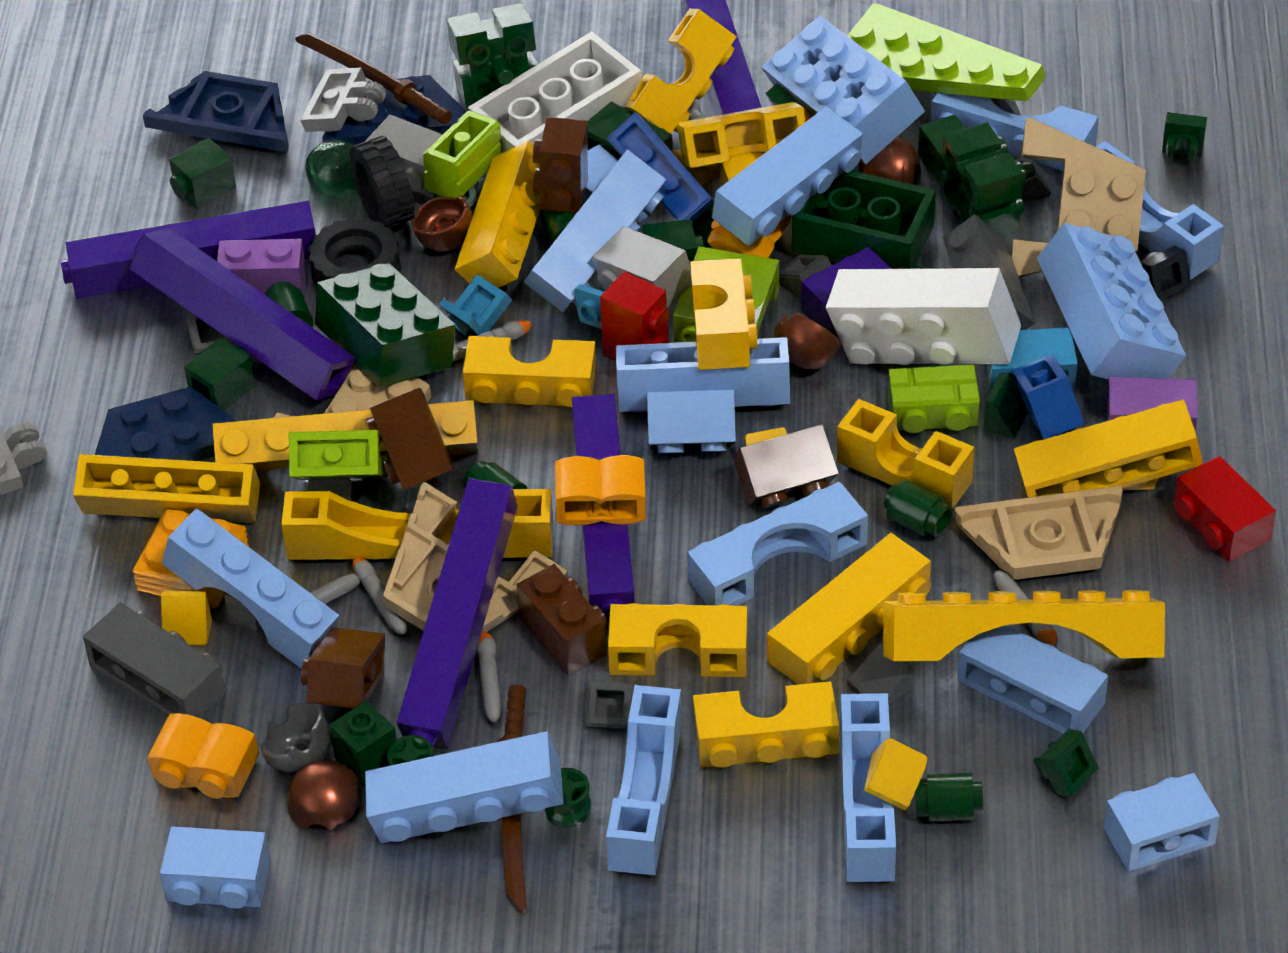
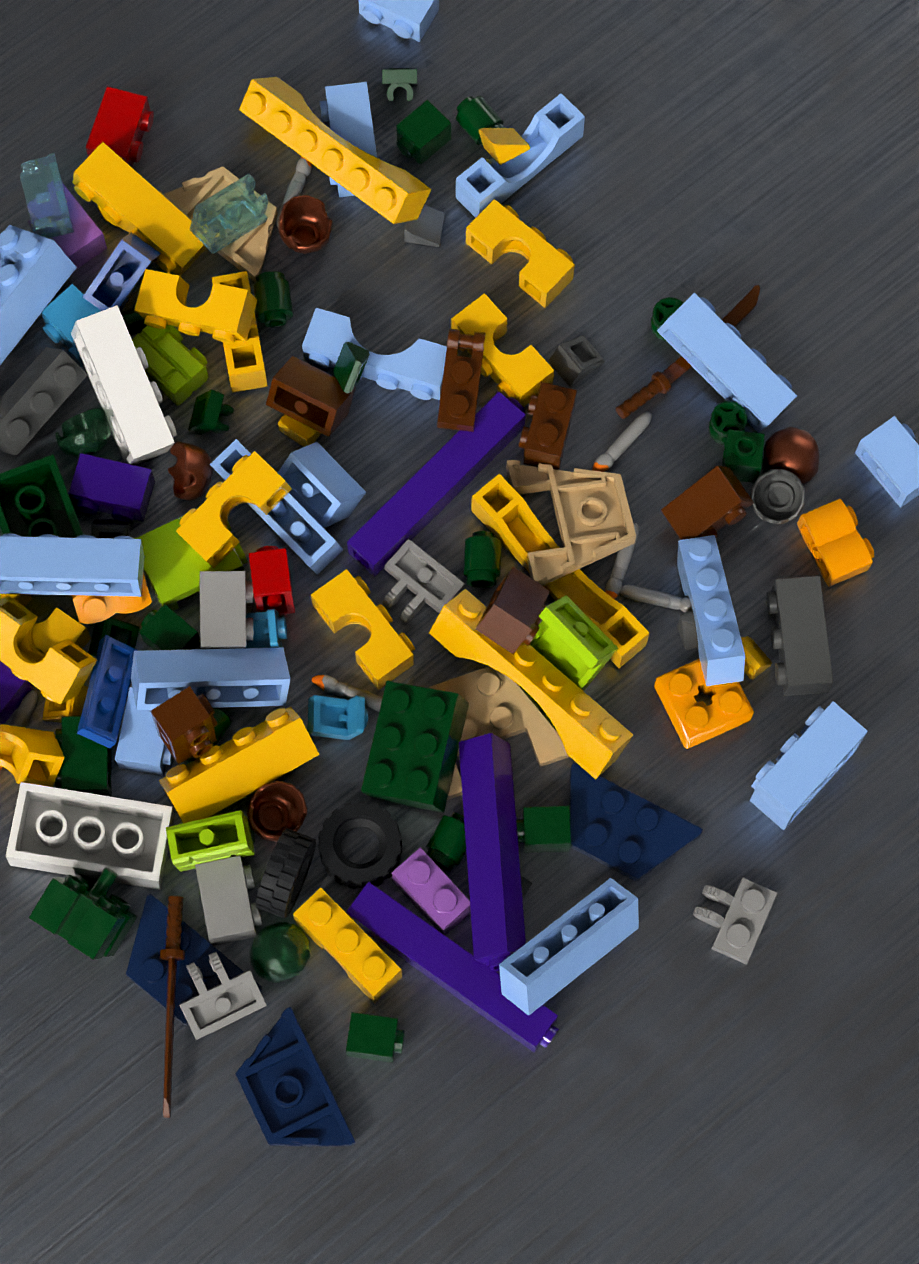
camera: 135 degrees left, 25 degrees up
(41, 564) = (806, 764): none -> light blue brick
(106, 302) = (569, 946): none -> light blue brick
(152, 485) = (676, 755): yellow brick -> none
(268, 187) = (348, 944): none -> yellow arch
(458, 612) = (612, 469): dark purple brick -> none
(530, 443) = (423, 577): none -> light grey hinge
(600, 490) = (447, 462): light orange brick -> none
(650, 759) = (600, 294): light blue arch -> none
(672, 562) = (461, 381): none -> reddish brown plate
(772, 493) = (350, 366): none -> dark green slope
(846, 394) = (207, 411): none -> dark green tile
(846, 612) = (391, 274): yellow brick -> none
(971, 571) = (304, 224): none -> copper hair
(976, 390) = (224, 314): none -> yellow arch
(982, 739) = (423, 132): none -> dark green brick
(1028, 502) = (229, 214): none -> clear light blue hinge
(1167, 384) = (46, 197): none -> clear light blue hinge

